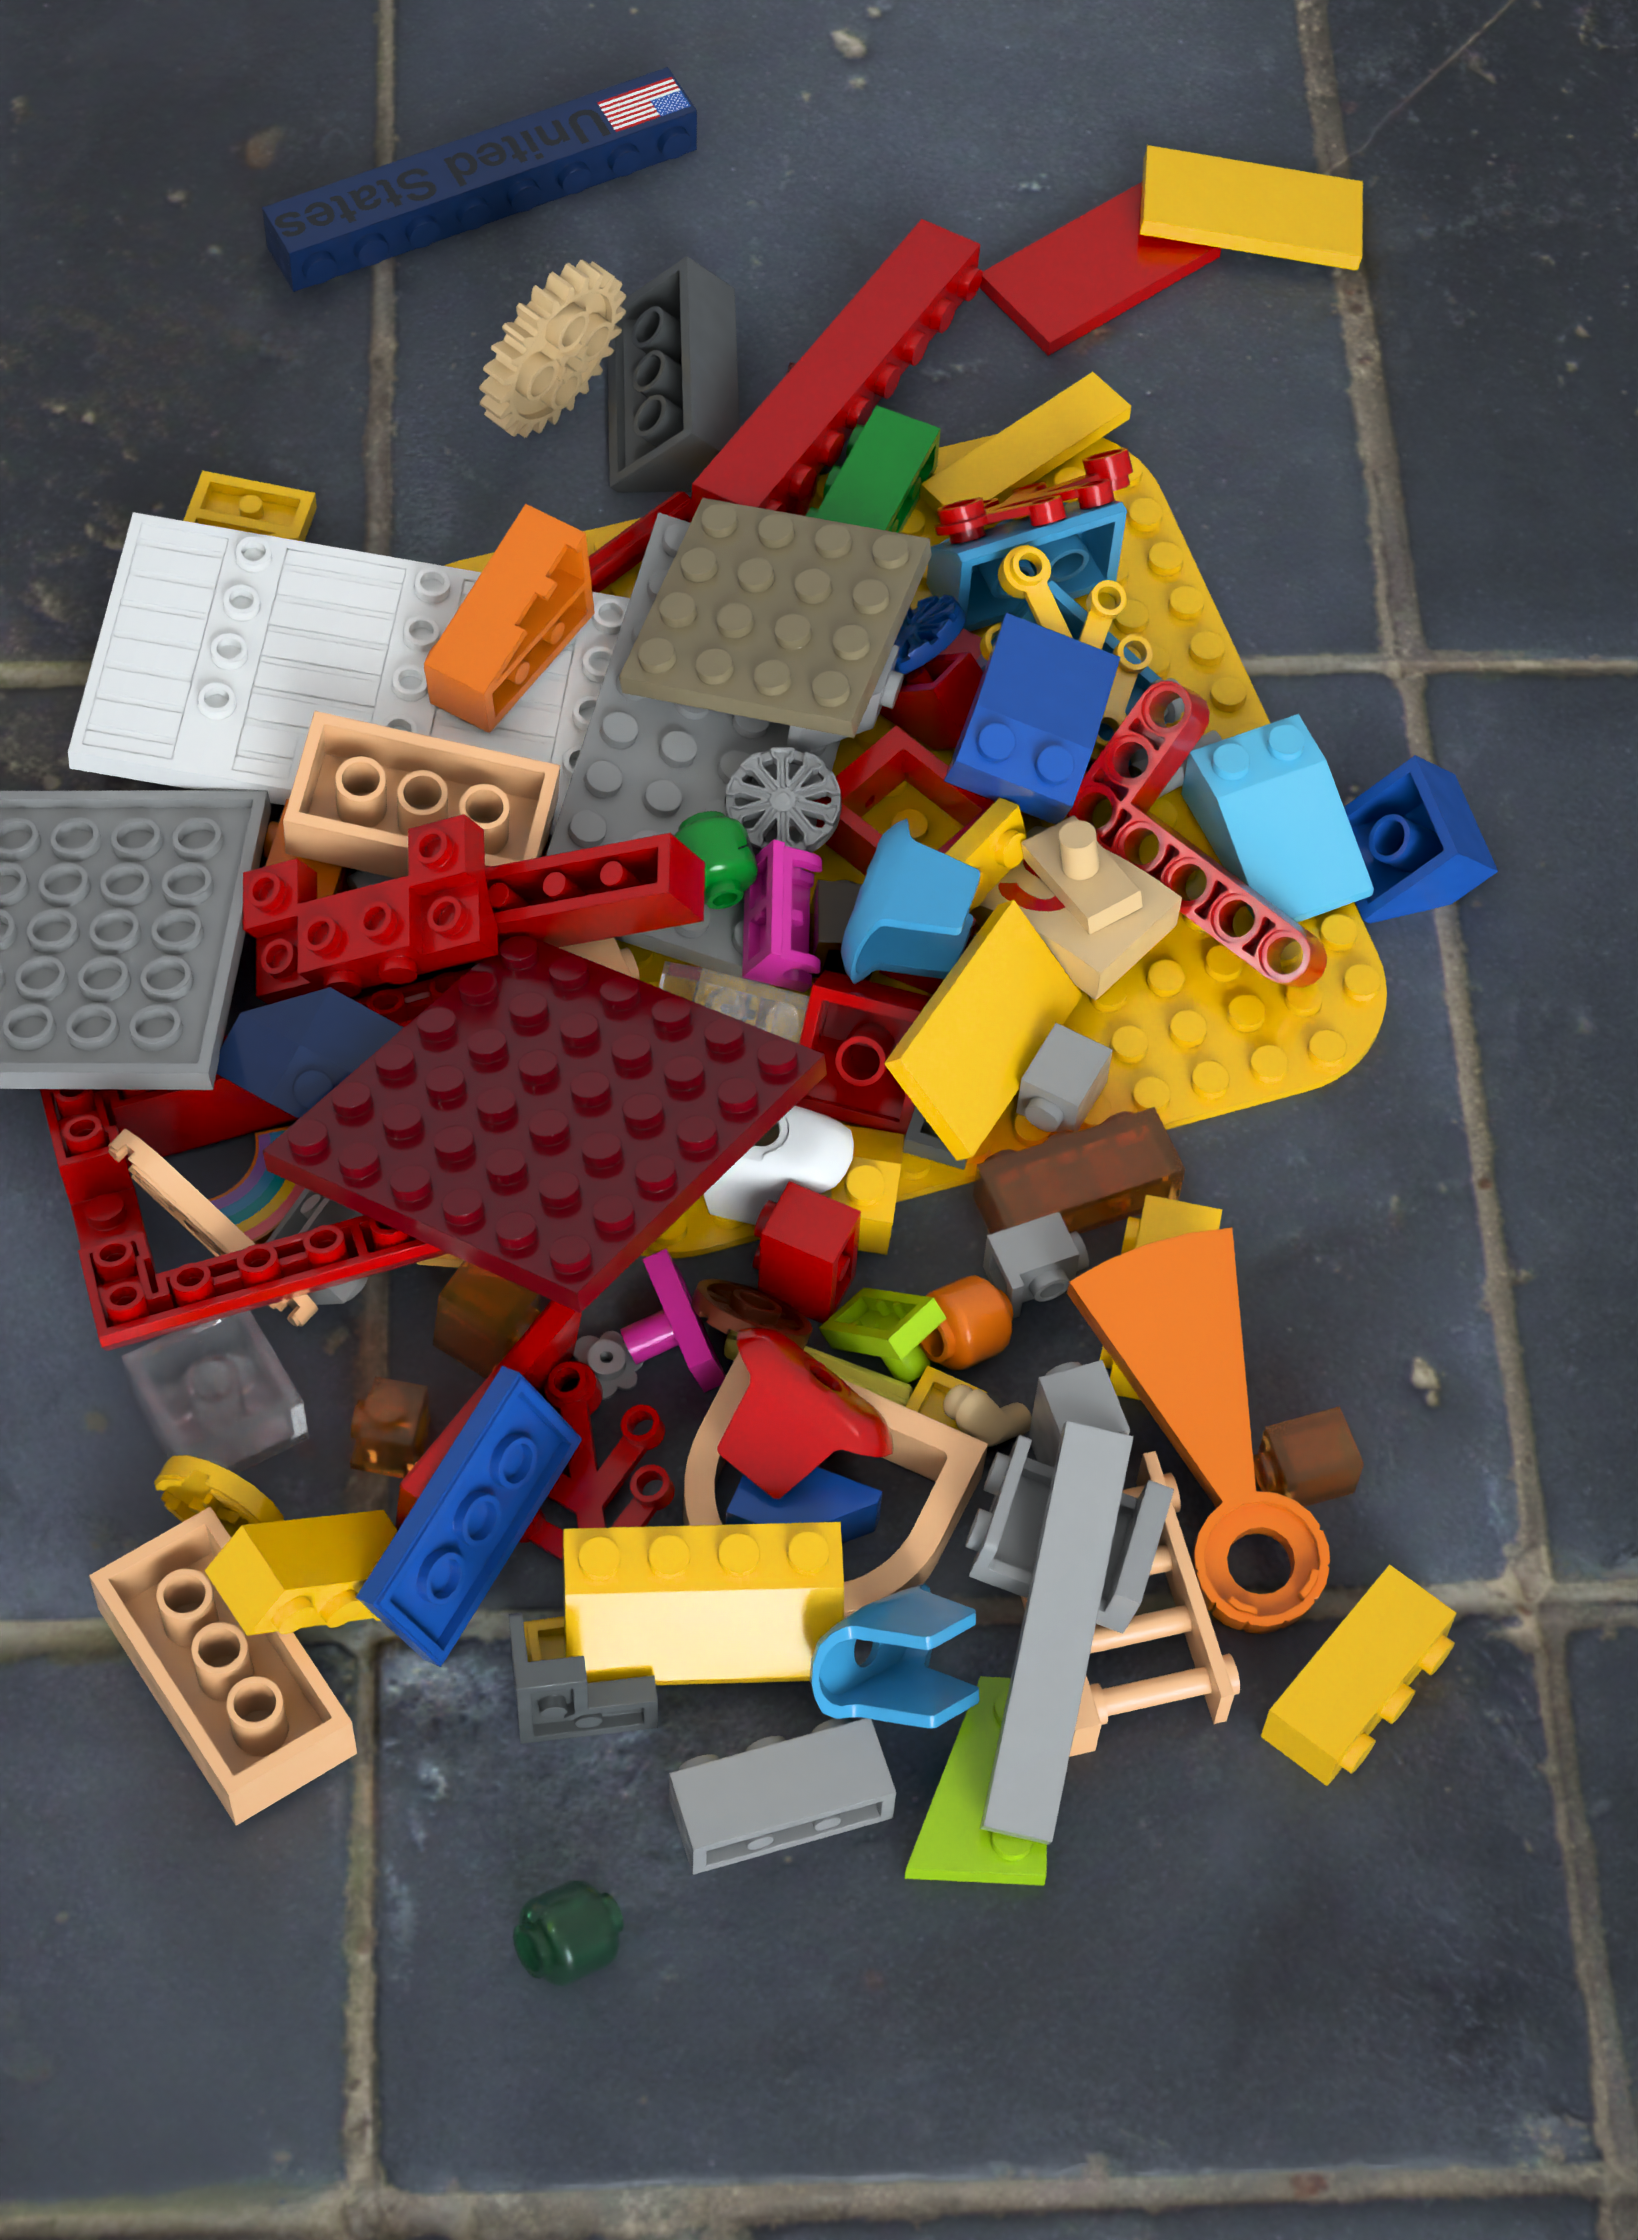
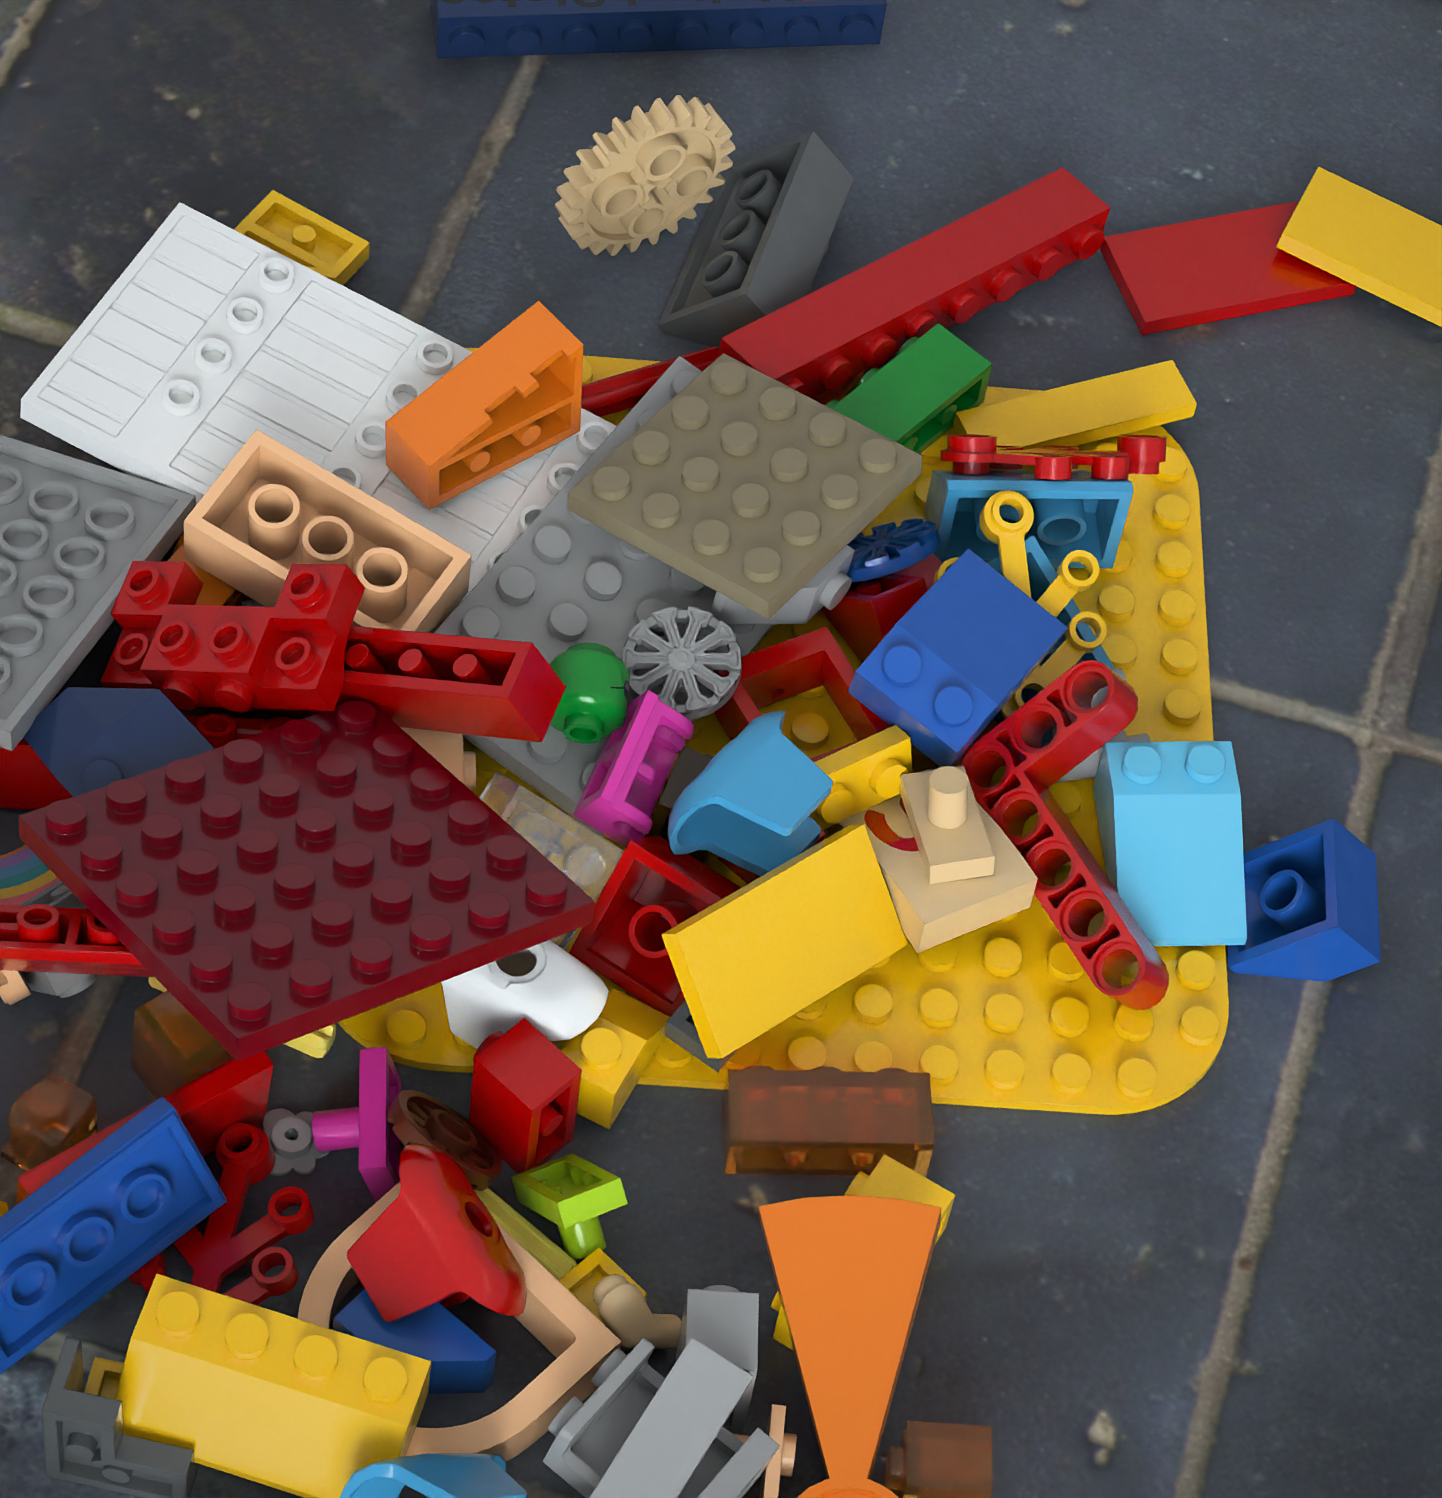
camera: 15 degrees right, 5 degrees down
(975, 1323) = (658, 1222): orange head -> none
(1034, 1260) = (745, 1176): light grey brick -> none
(1063, 1080) = (850, 1018): light grey brick -> none

